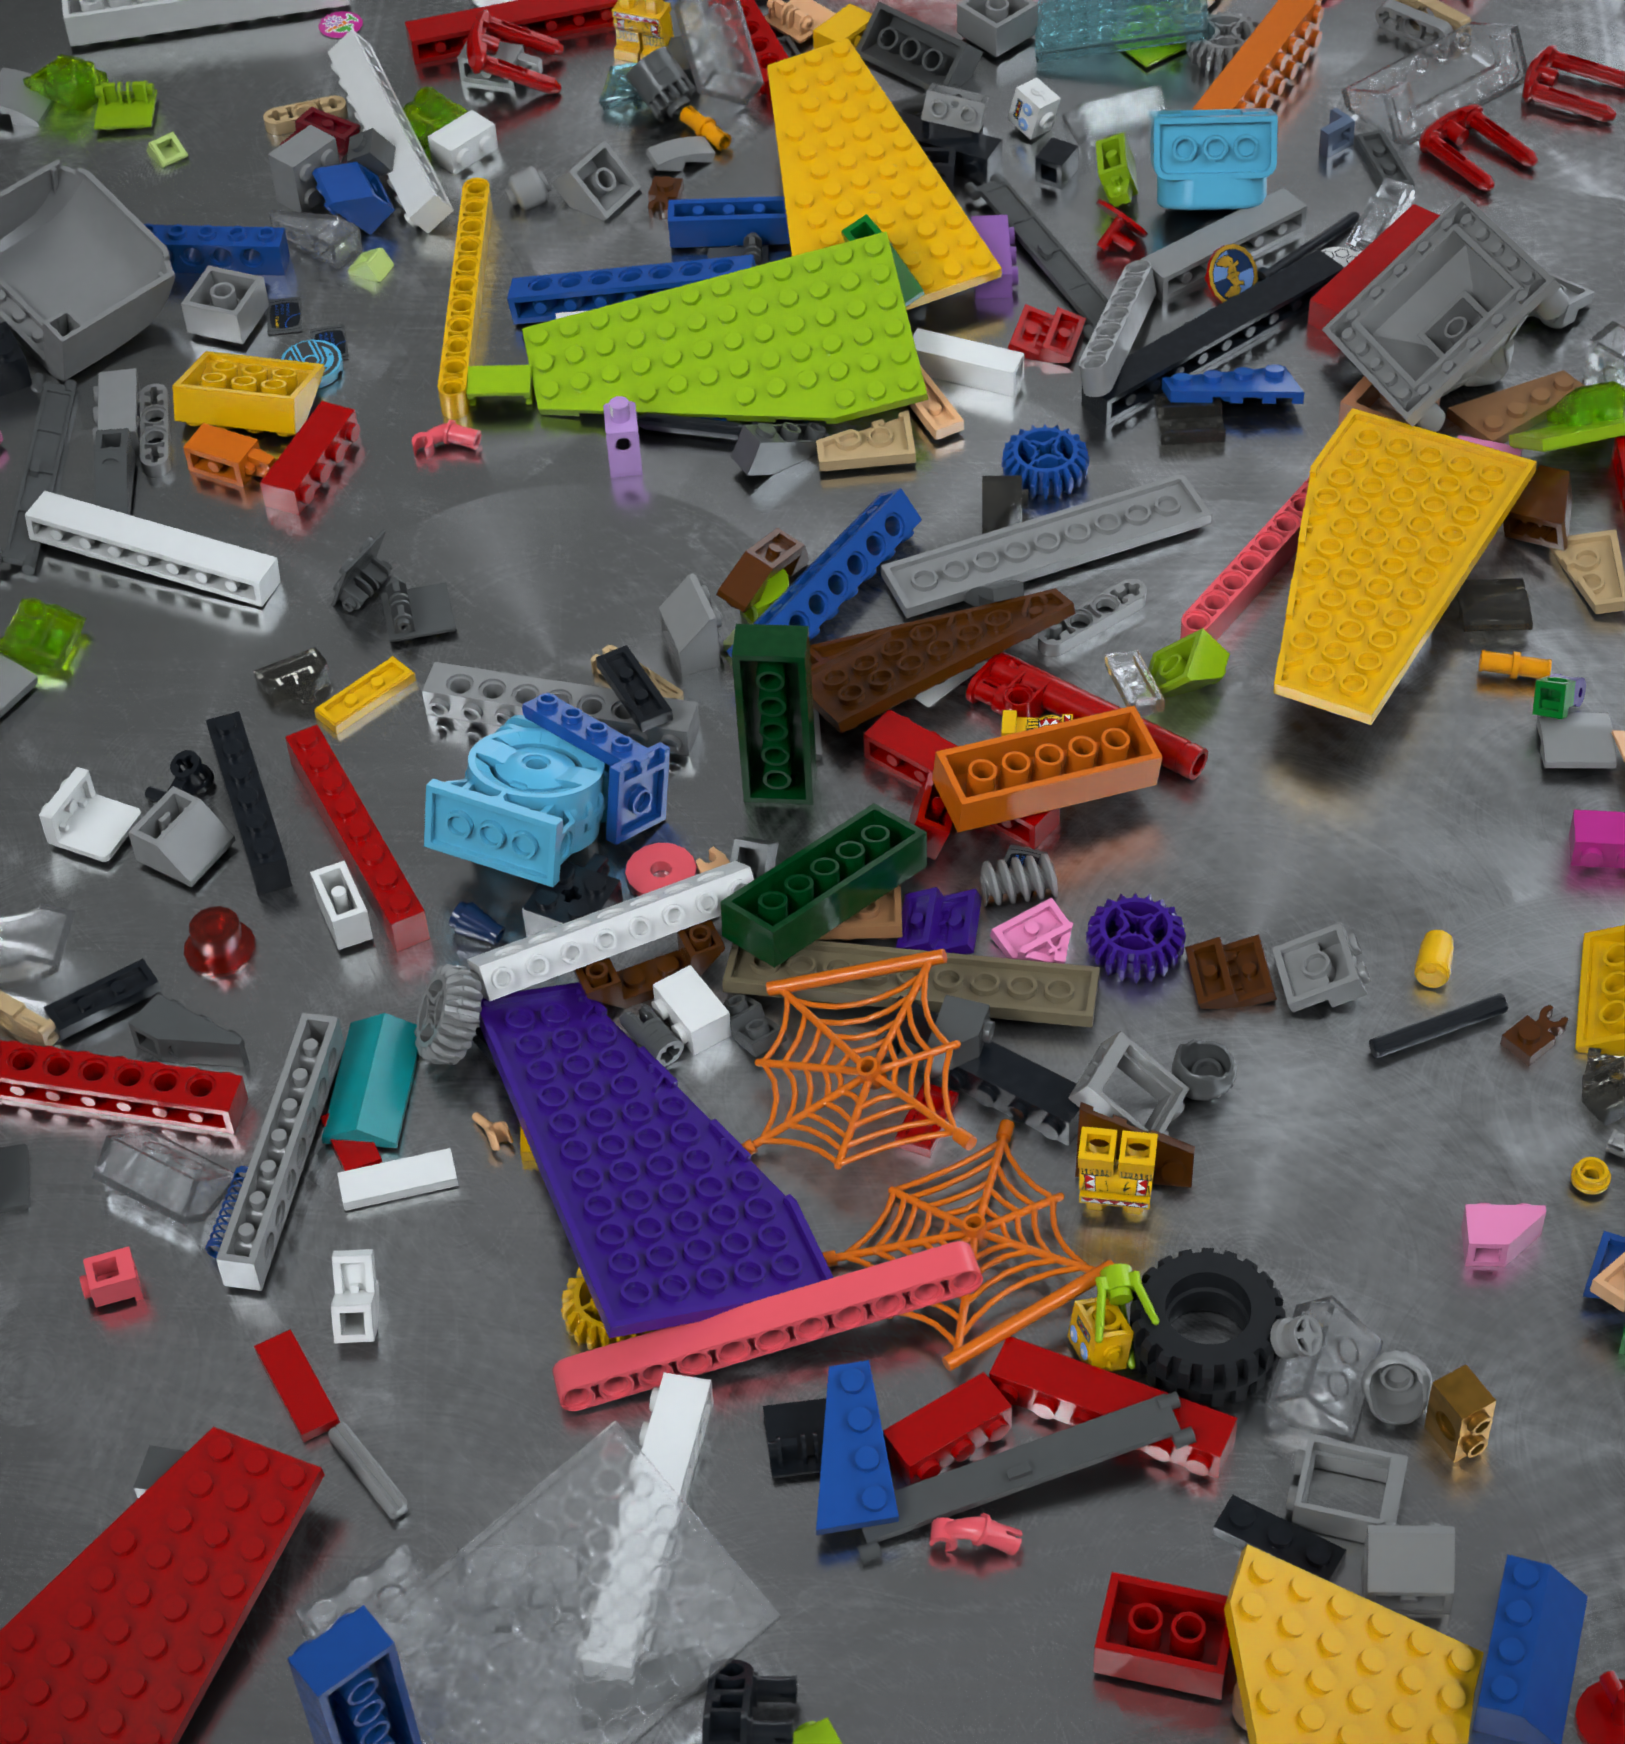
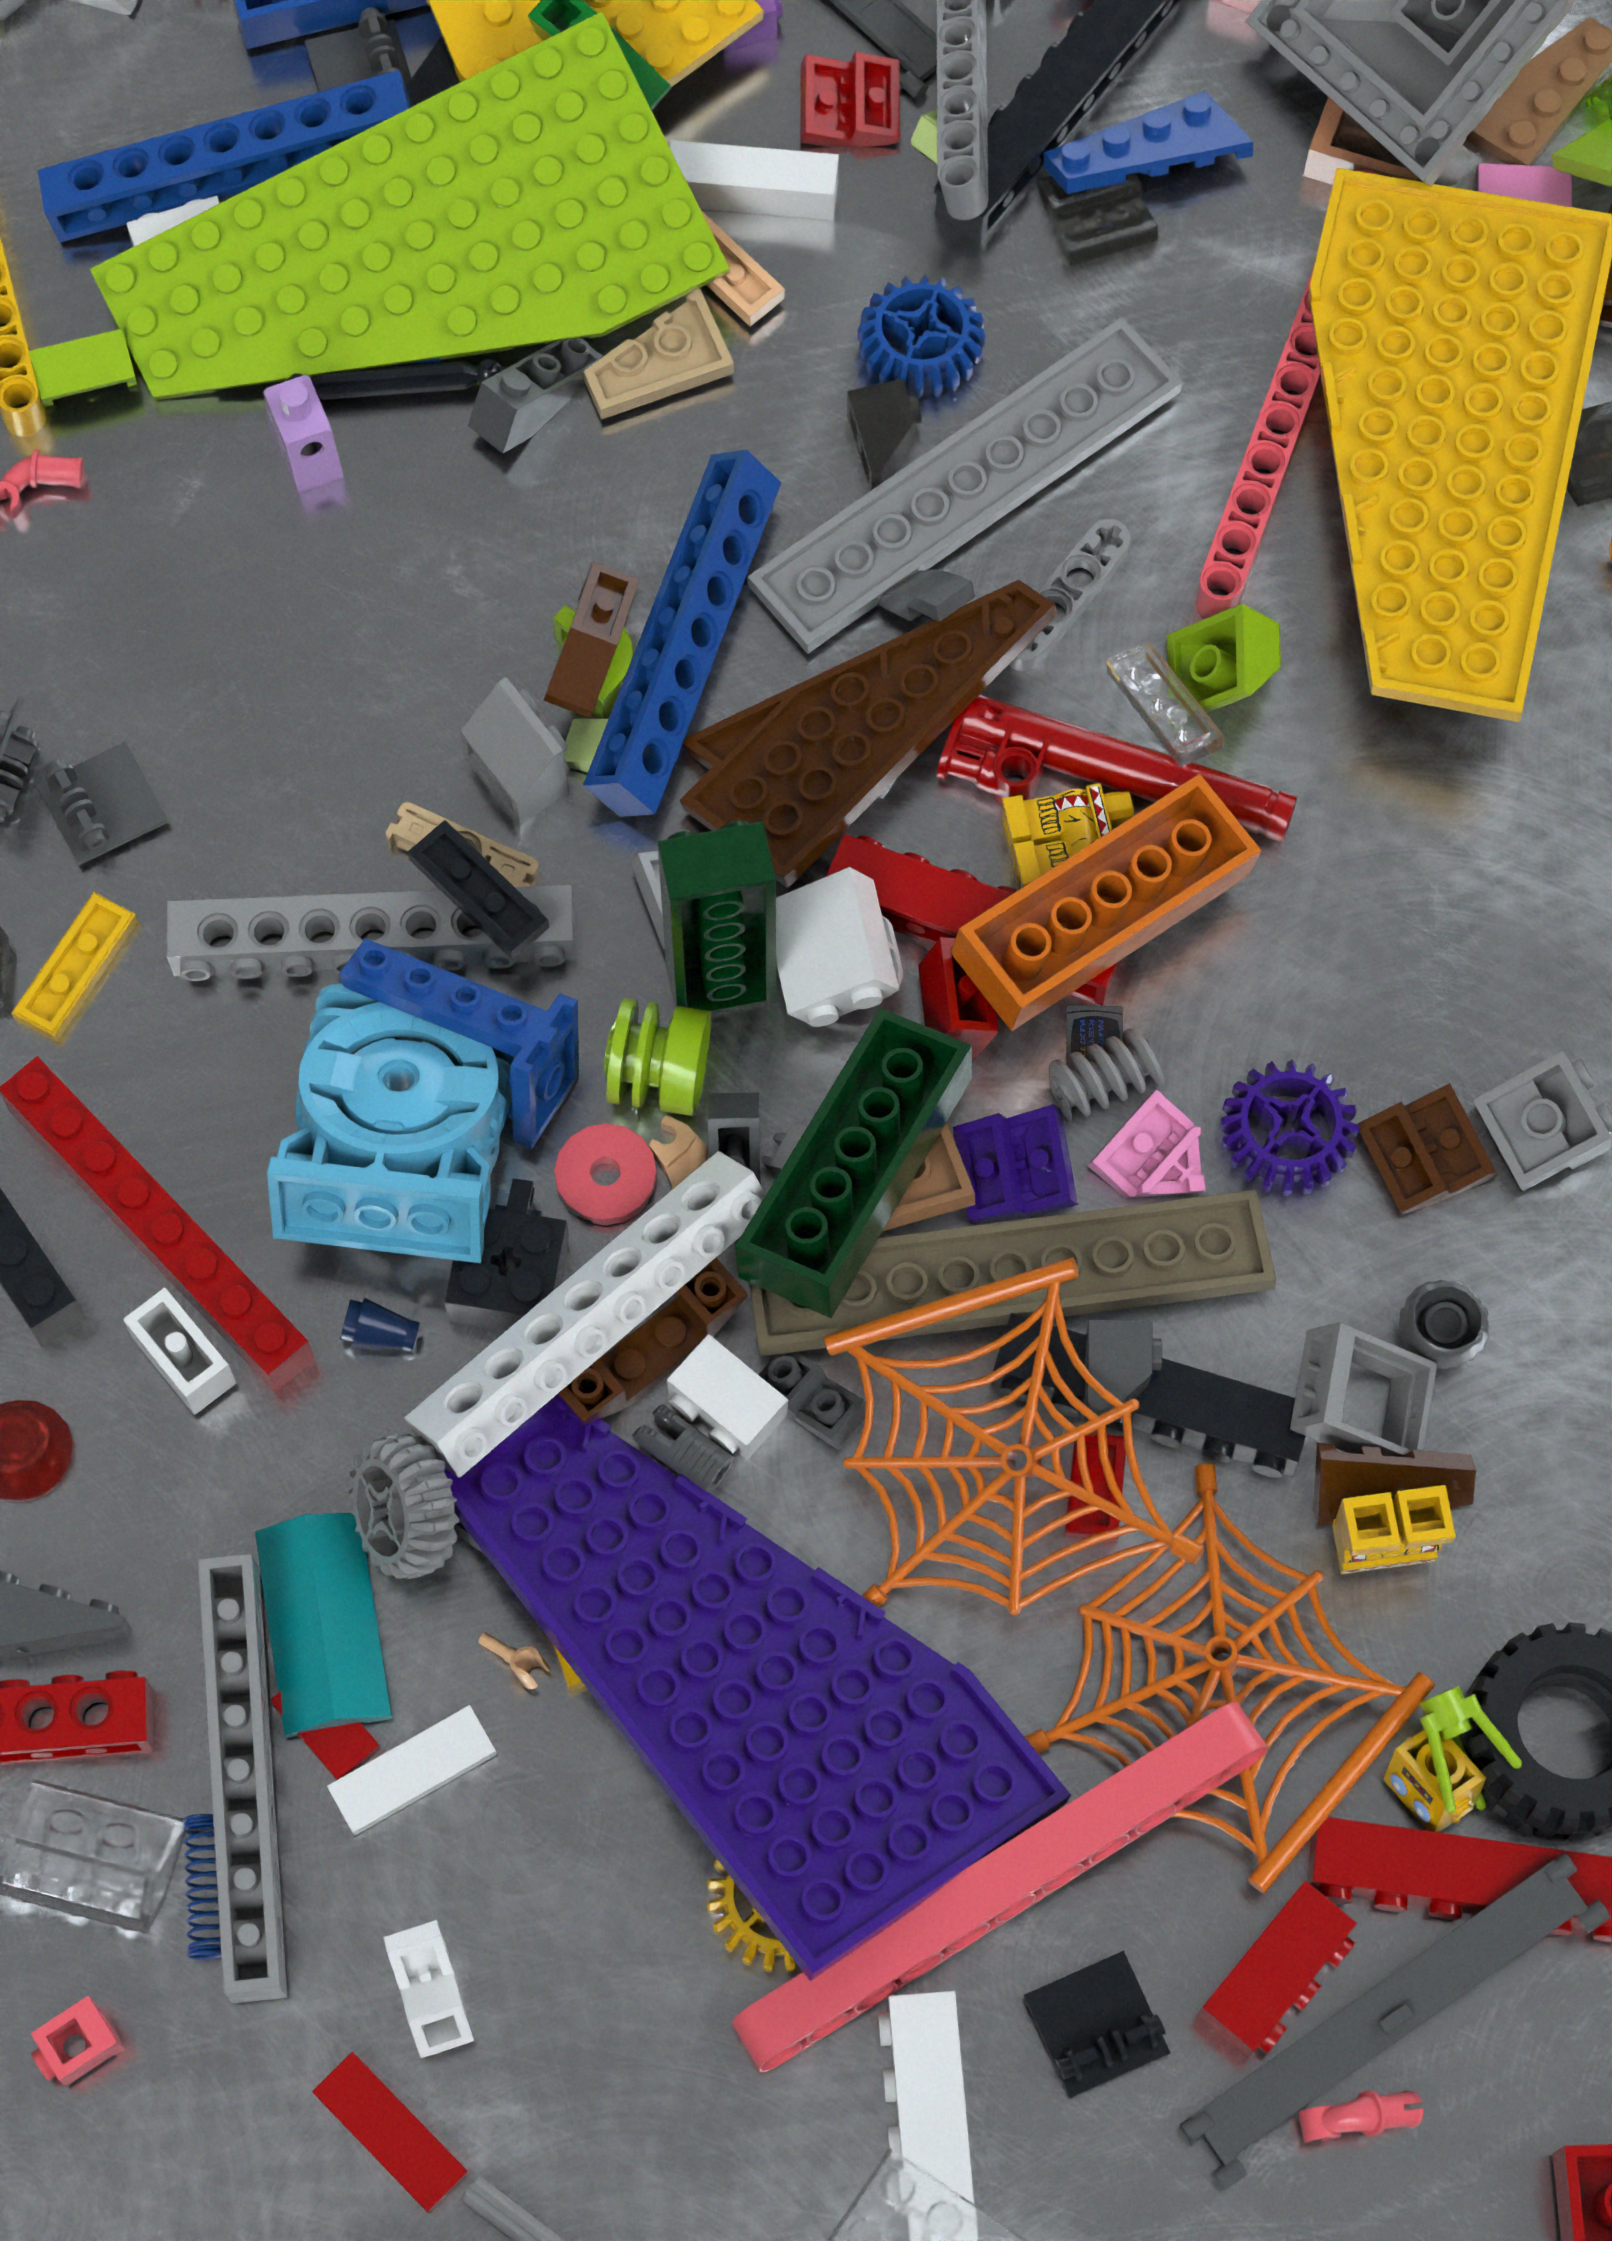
camera: 20 degrees left, 20 degrees up
(717, 805) = (658, 1056): none -> lime wheel
(854, 1464) = (1183, 2067): blue wing -> none
(857, 767) = (835, 948): none -> white brick

